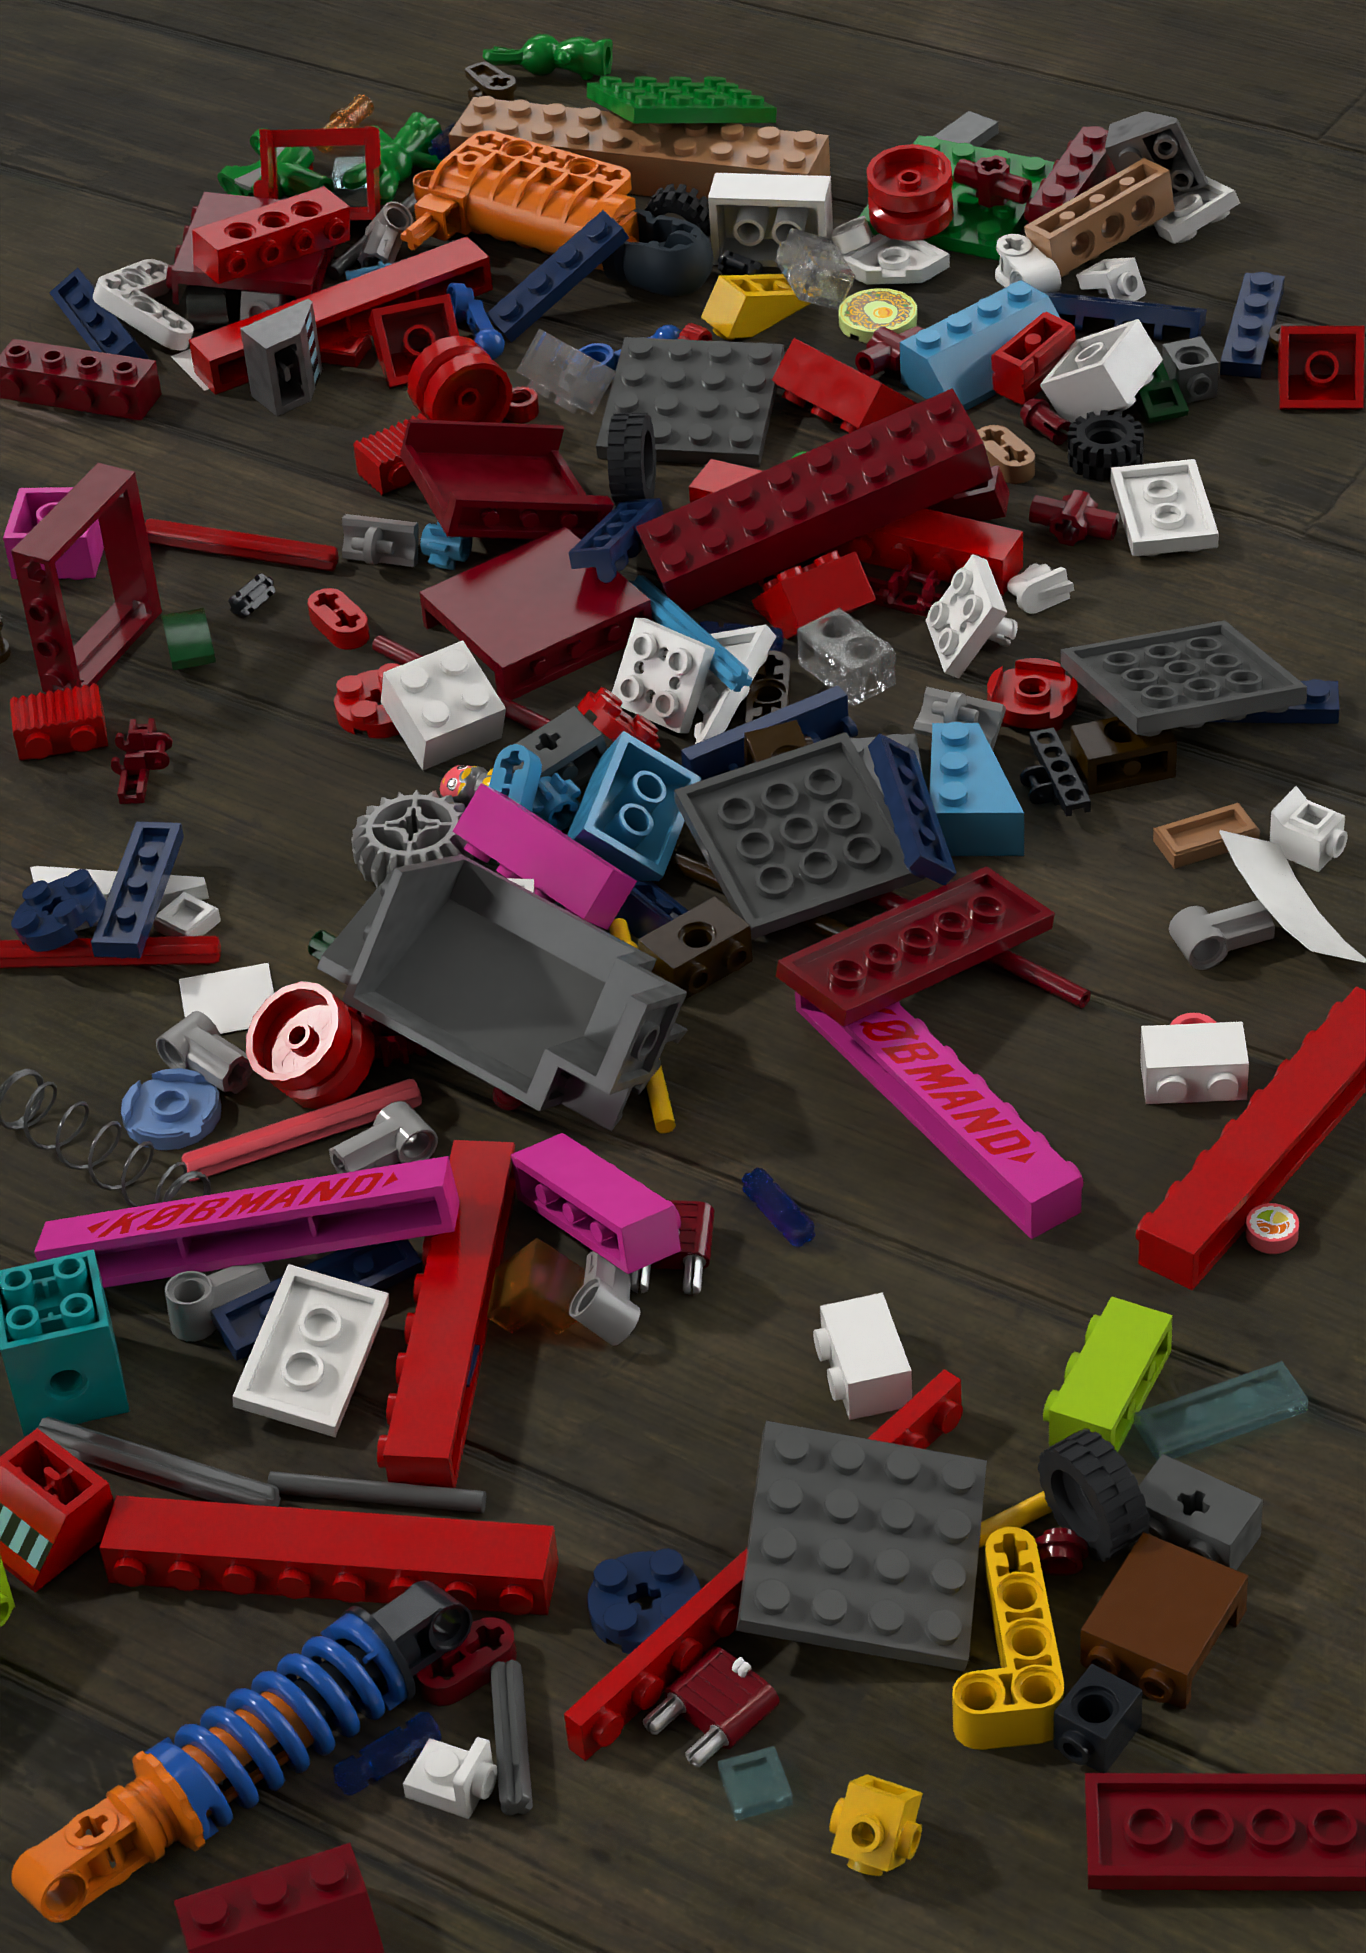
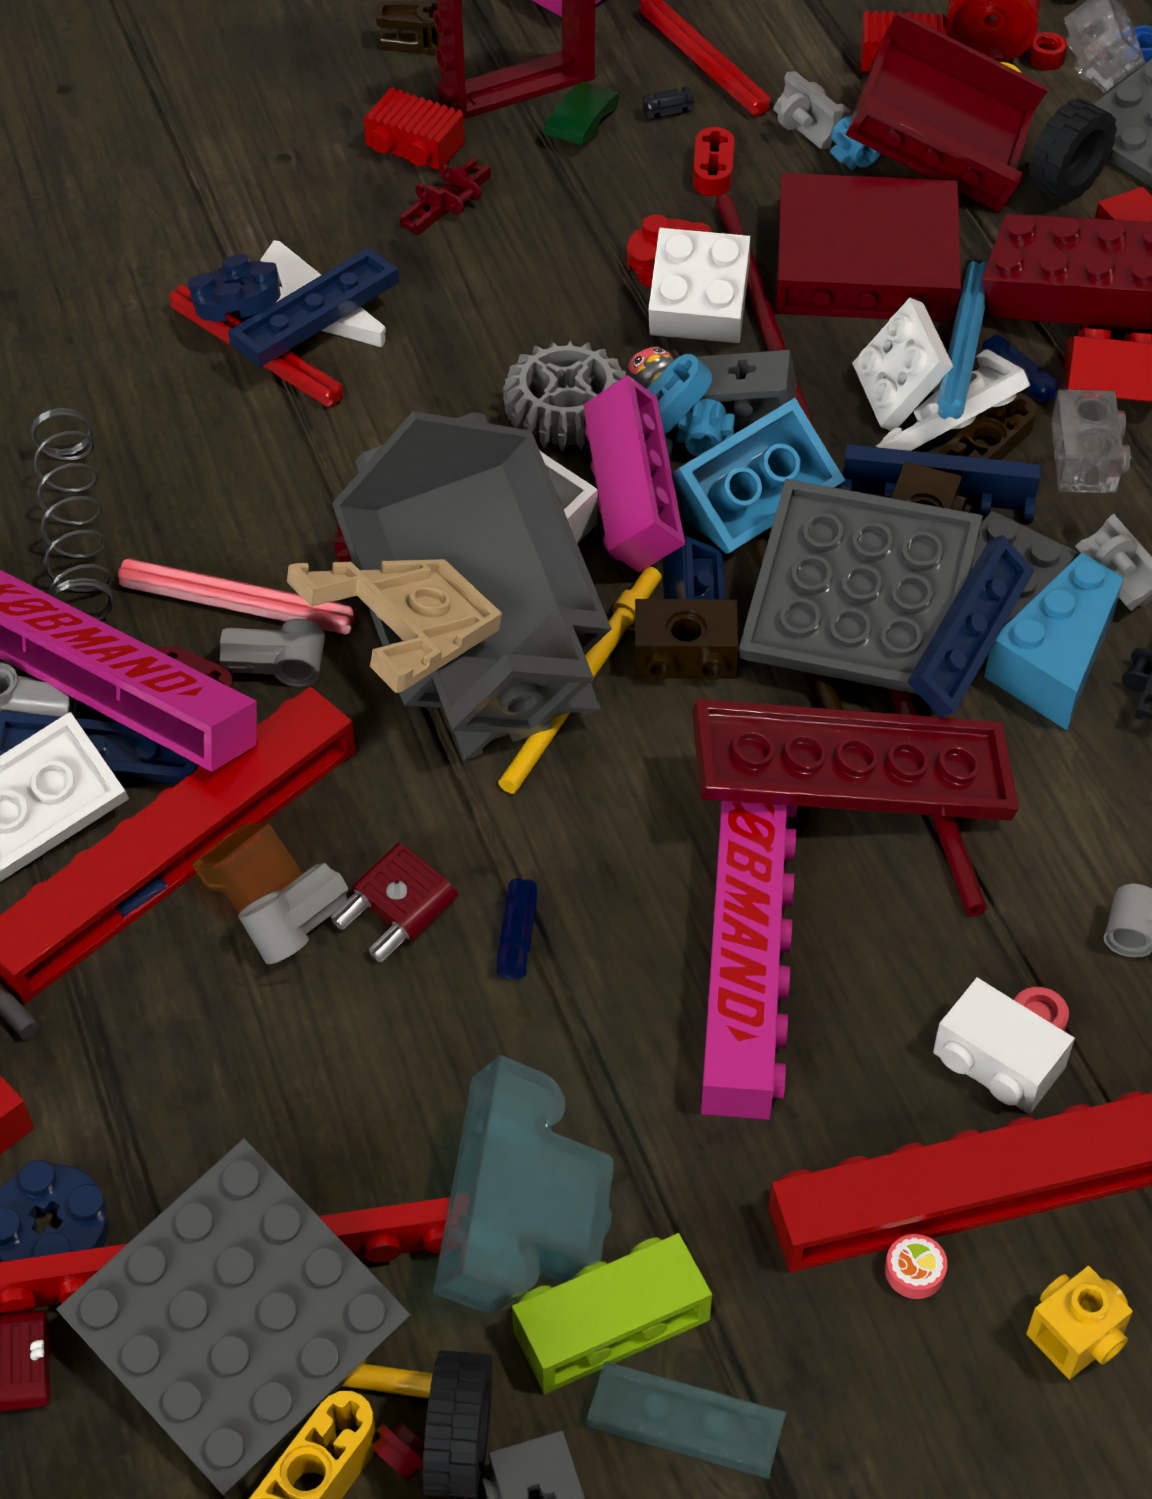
camera: 35 degrees right, 10 degrees up
(171, 1109) = (168, 513): medium blue tile -> none
(186, 917) = (343, 354): white tile -> none
(199, 1047) = (230, 477): light grey piece -> none
(228, 996) = (305, 446): white sticker -> none
(310, 1045) = (285, 521): red wheel -> none
(515, 1023) = (419, 600): none -> tan wing
(596, 1203) = (353, 823): dark pink brick -> none
(613, 720) = (824, 388): red plate -> none
(615, 538) = (983, 212): dark blue hinge -> none
(864, 1356) = (425, 1133): white brick -> none
(979, 1338) = (519, 1192): none -> clear light blue brick

